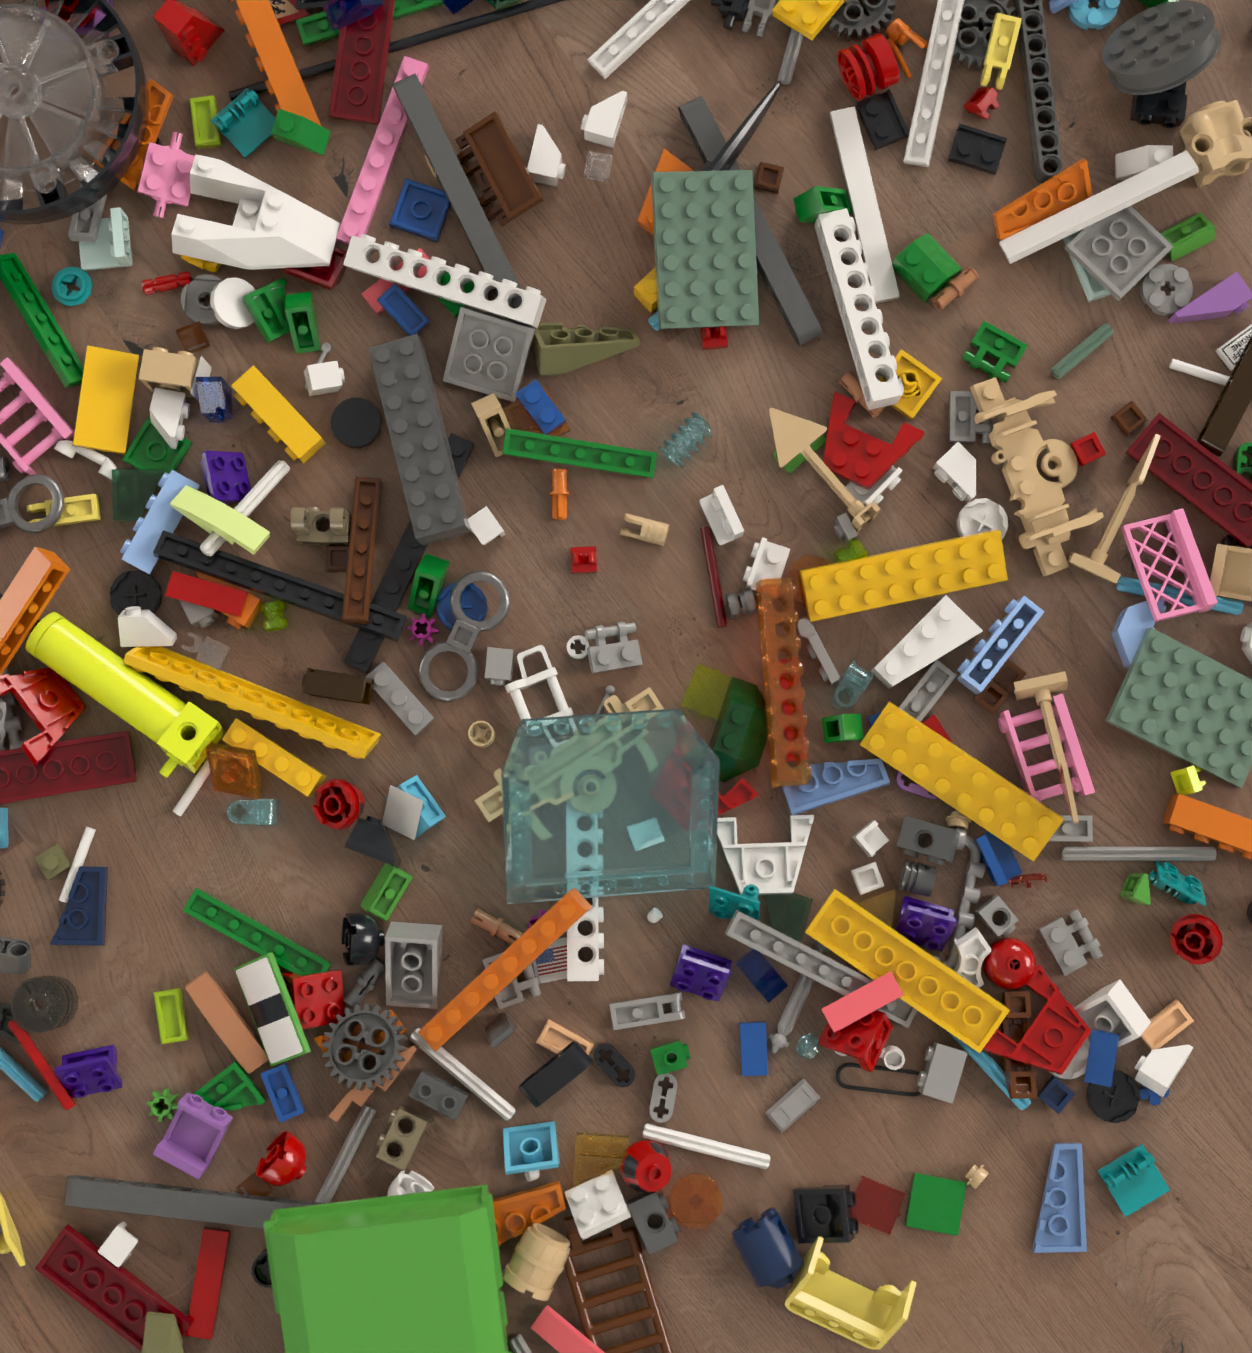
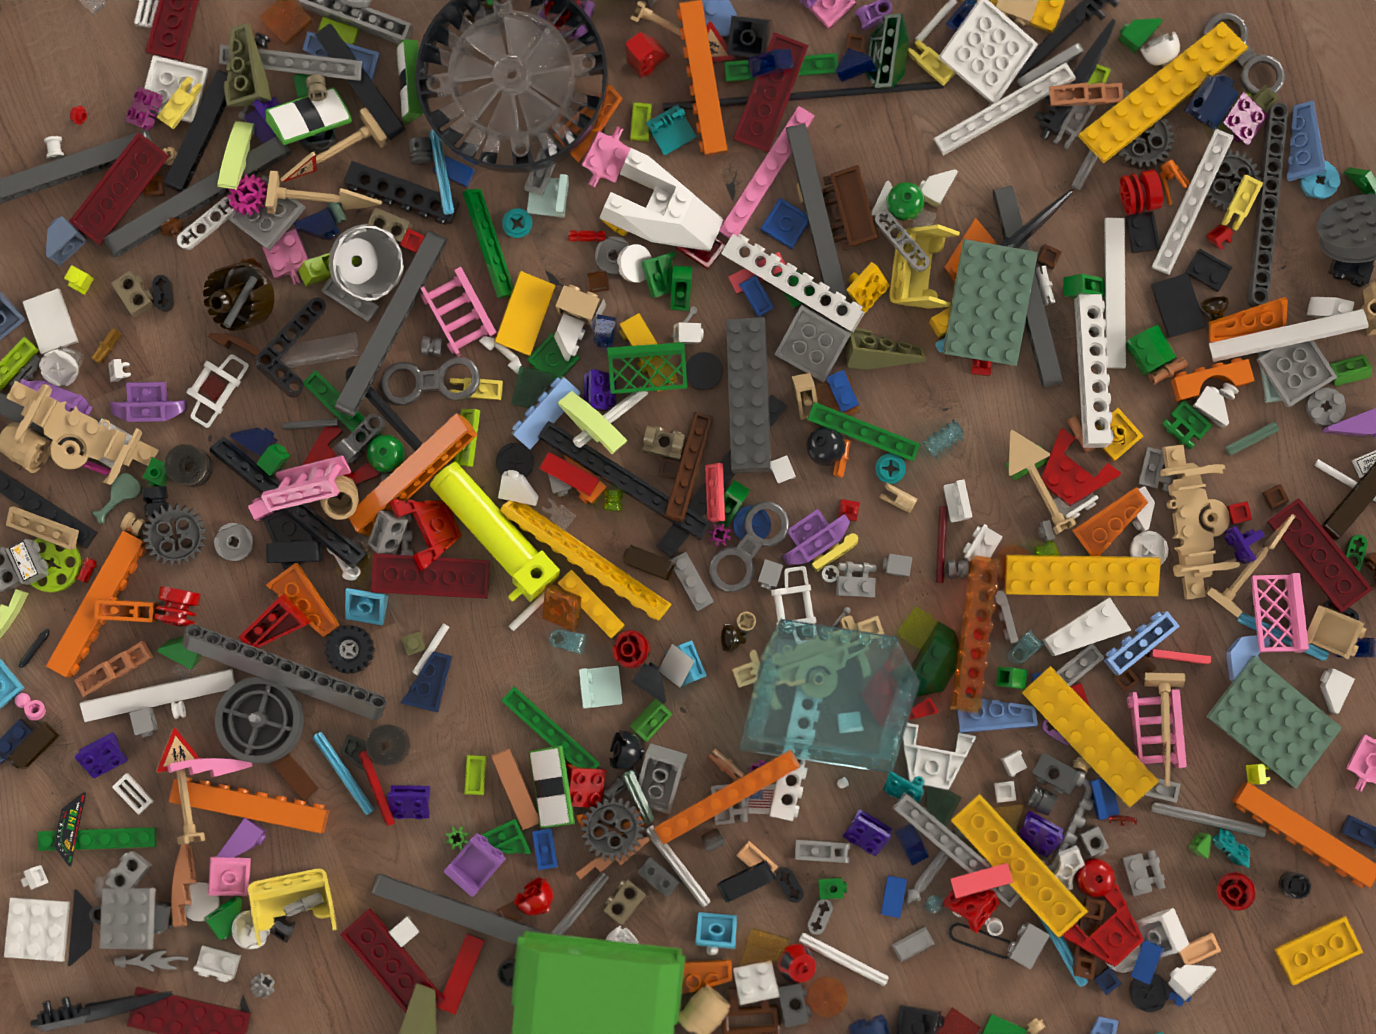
camera: 15 degrees right, 0 degrees up
(67, 596) = (466, 456): none -> lime plate
(270, 411) = (643, 351): none -> green fence
(300, 132) = (711, 149): green slope -> none
(309, 863) = (600, 686): none -> light aqua bracket
(390, 995) = (638, 797): none -> sand green axle
(402, 575) = (715, 492): none -> coral tile
(468, 759) = (731, 638): none -> dark brown piece
(534, 483) = (825, 446): none -> black cylinder
(540, 262) = (867, 286): none -> yellow plate
(545, 604) = (814, 536): none -> medium lavender plate
(567, 144) = (905, 201): none -> green cylinder
(577, 192) = (905, 238): none -> light grey beam
(578, 618) = (835, 552): none -> light yellow hinge
(597, 224) = (910, 286): none -> light yellow windscreen
(633, 485) = (897, 462): none -> teal gear
(662, 616) = (897, 565): none -> light grey brick
(772, 215) = (1044, 285): none -> white pin
(921, 502) = (1103, 527): none -> orange wing
(948, 202) = (1178, 305): none -> black tile
(996, 193) = (1215, 306): none -> dark brown piece
(1021, 321) = (1212, 406): none -> white slope
(1038, 296) = (1228, 391): none -> white bush
(1040, 273) = (1188, 385): none -> orange arch
(1053, 651) = (1178, 656): none -> coral tile
(1099, 486) = (1241, 543): none -> dark purple bracket

